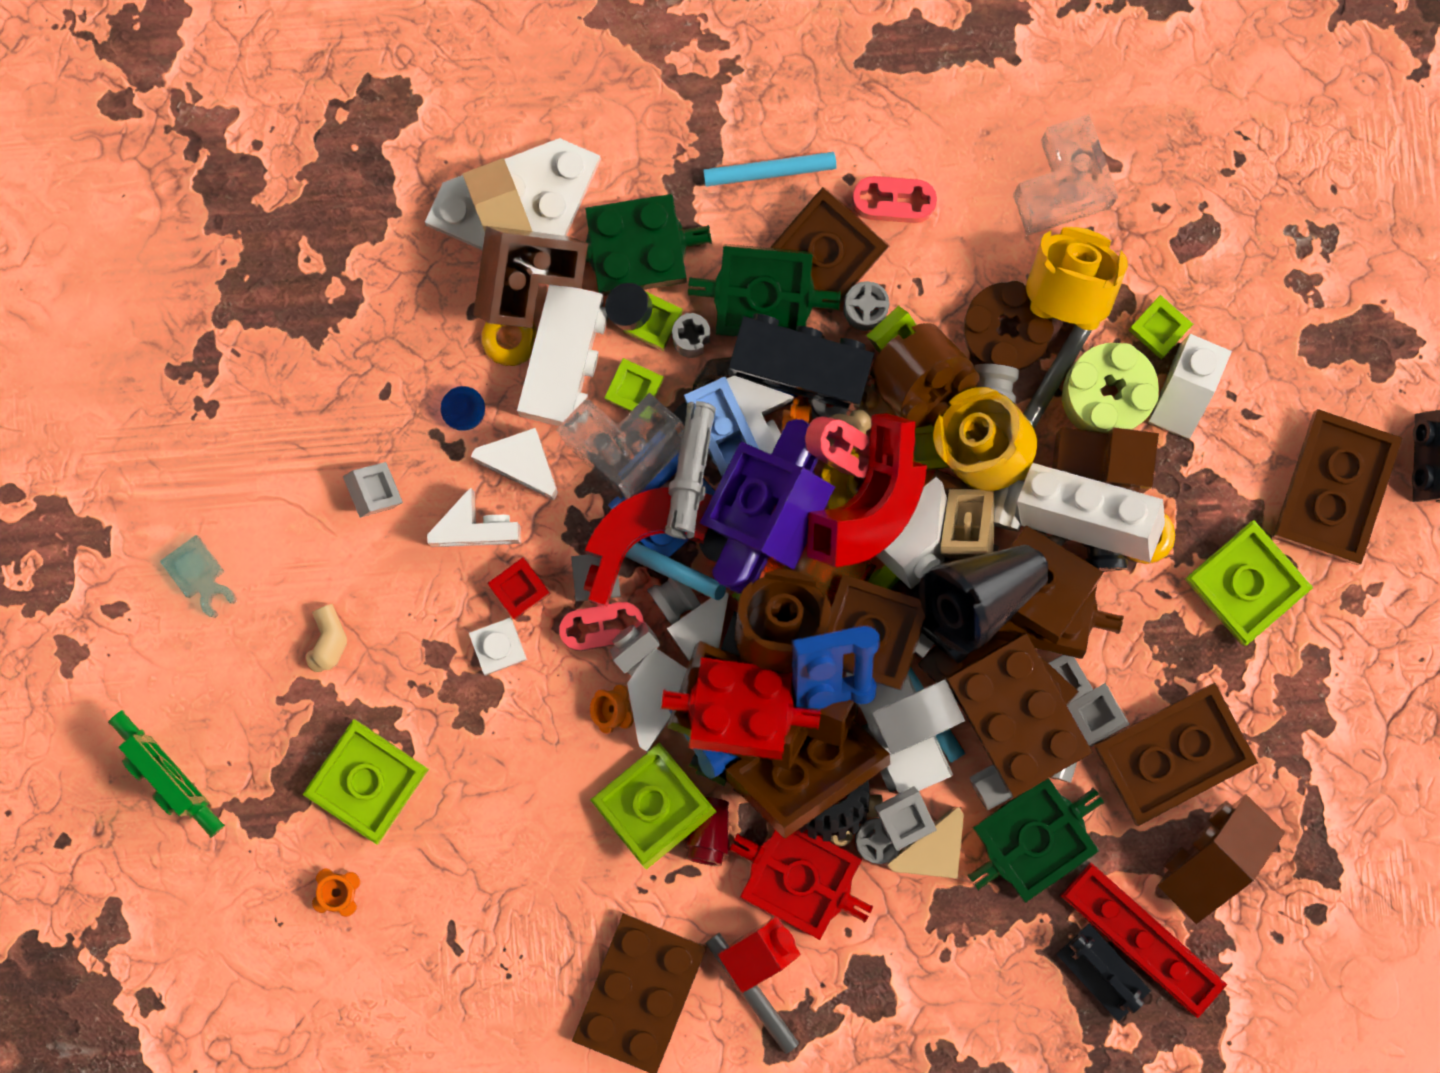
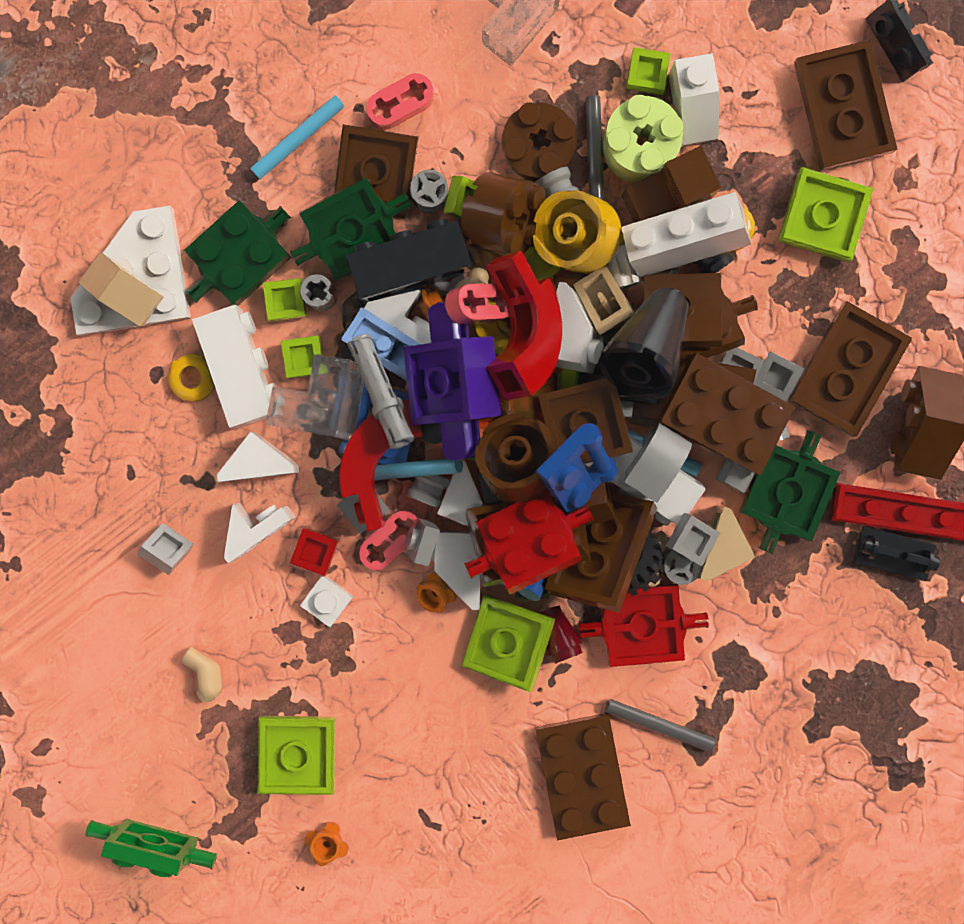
camera: 30 degrees left, 5 degrees up
(195, 571) = (80, 685): clear light blue plate -> none
(463, 408) = (192, 449): clear blue plate -> none
(516, 264) = (157, 325): reddish brown brick -> none
(628, 306) = (260, 301): black tile -> none
(759, 954) = (650, 698): red brick -> none
(1075, 277) = (566, 72): yellow brick -> none

